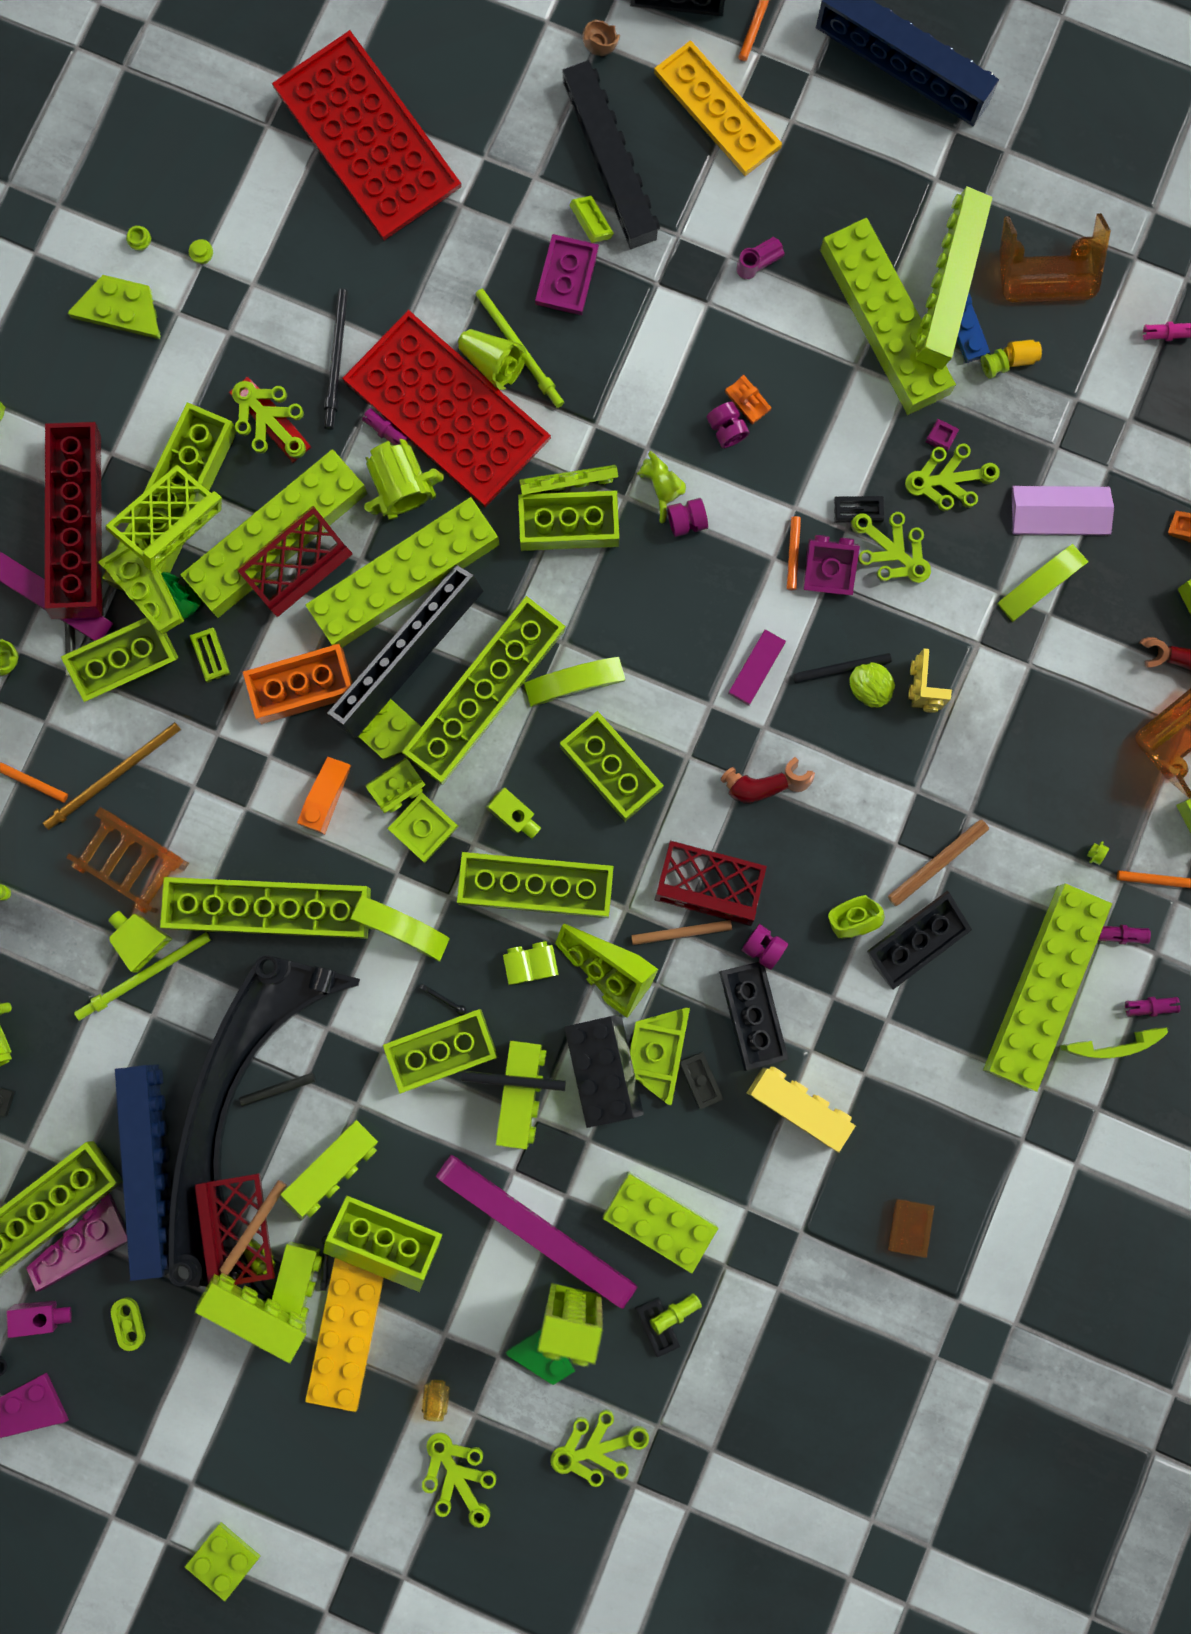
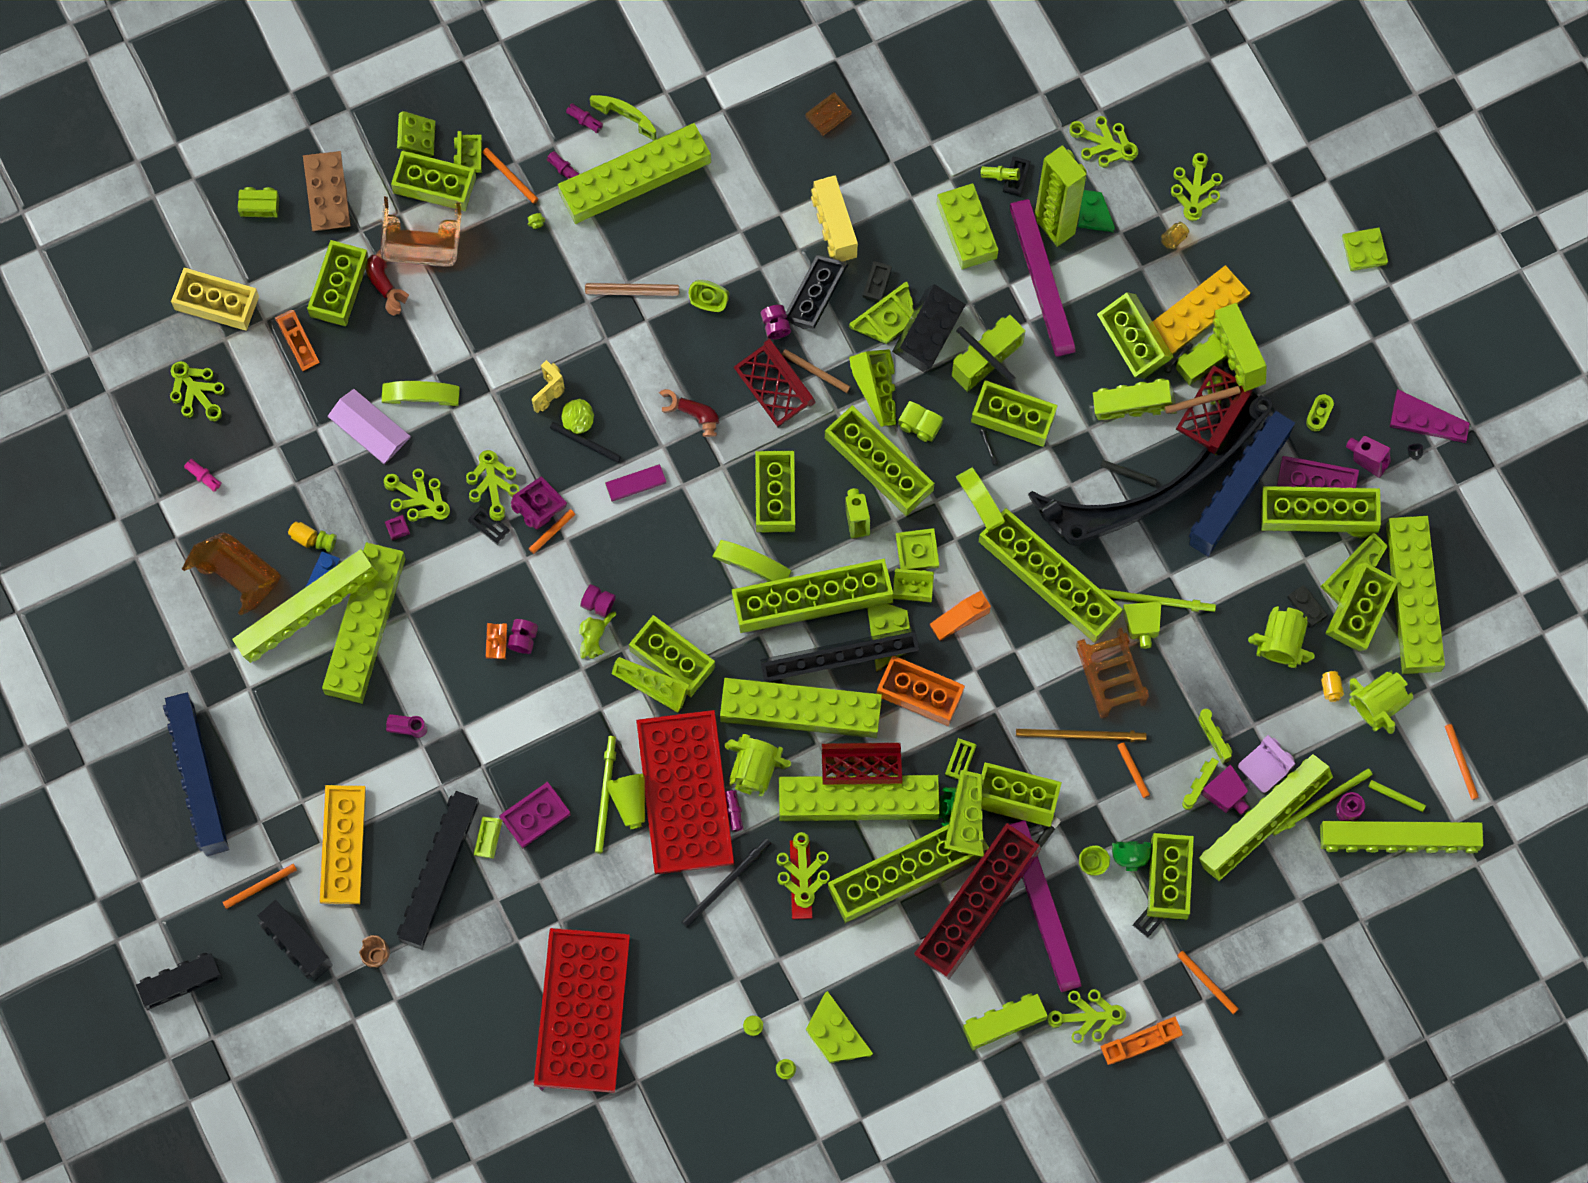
camera: 140 degrees left, 10 degrees down
(178, 533) = (914, 829): lime fence -> none
(919, 940) = (683, 255): black slope -> none

